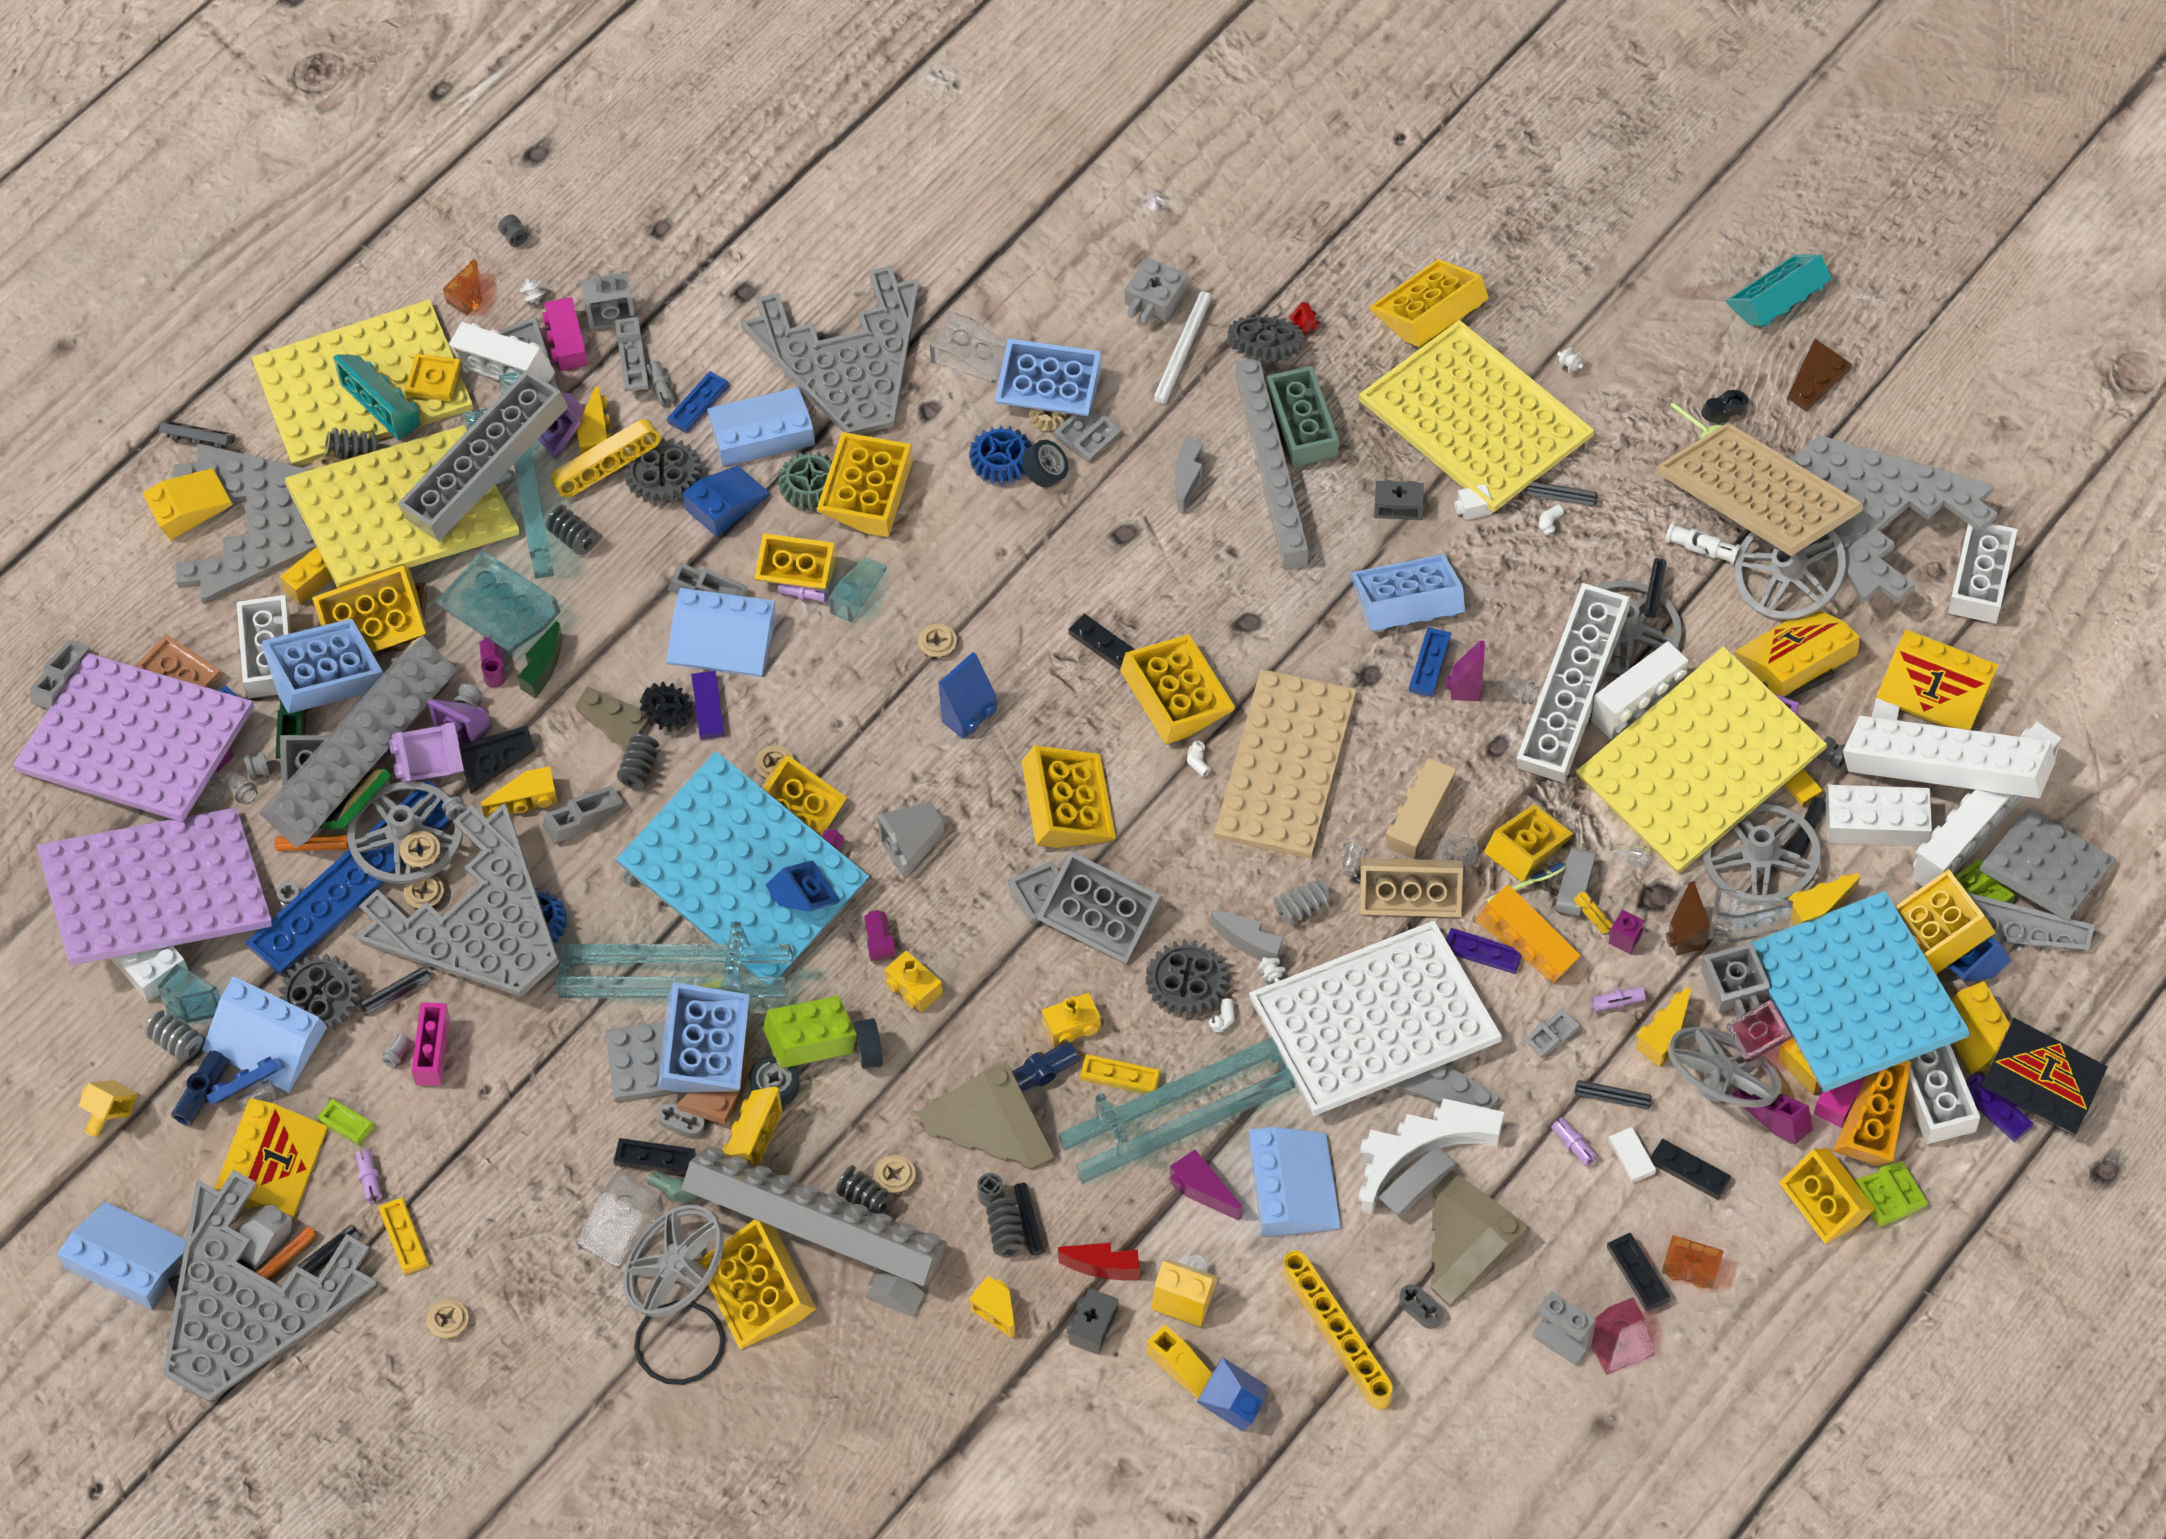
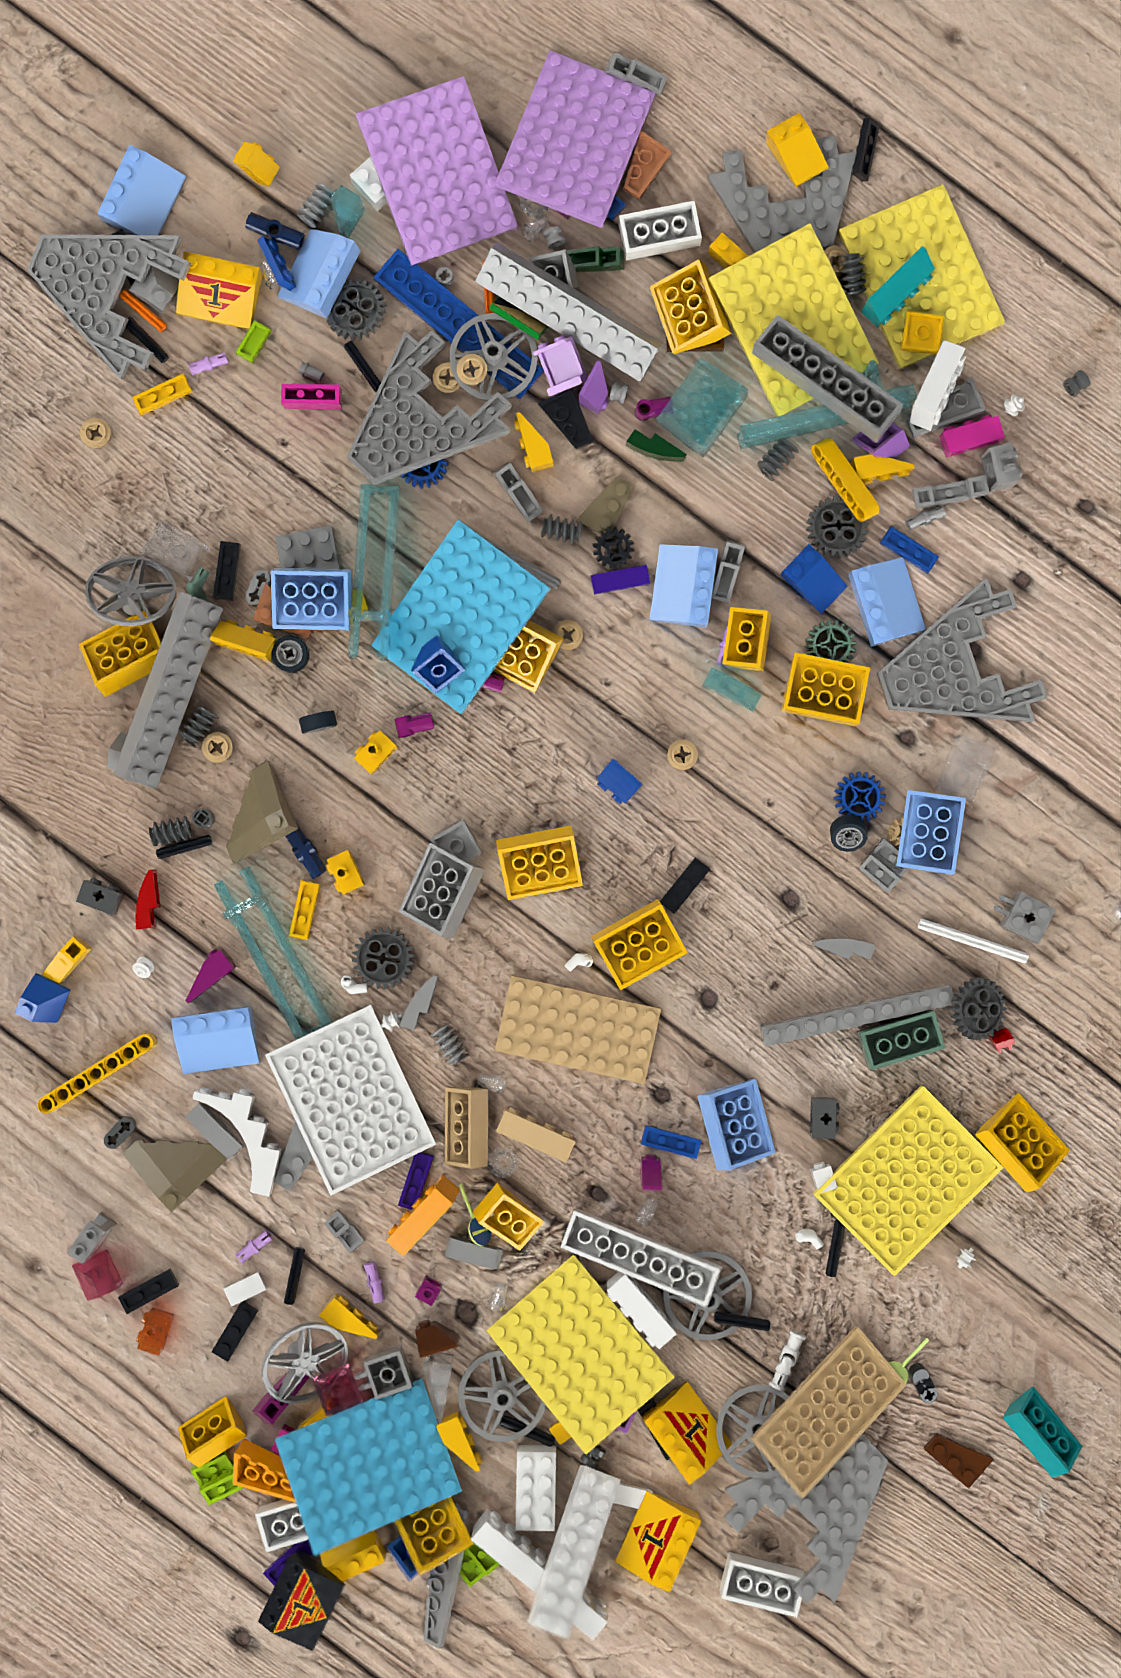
camera: 85 degrees right, 30 degrees up
(321, 665) = (636, 273): light blue slope -> none
(453, 807) = (509, 392): light grey bush -> none
(465, 289) = (1015, 351): clear orange slope -> none
(690, 1379) = (55, 611): black piece -> none
(809, 1031) = (325, 677): lime brick -> none
(910, 834) = (501, 744): light grey slope -> none
(993, 1304) = (111, 825): yellow slope -> none
(1183, 1292) = (122, 963): yellow slope -> none
(1593, 912) = (443, 1266): yellow axle -> none
(2047, 864) = (491, 1616): light grey plate -> none

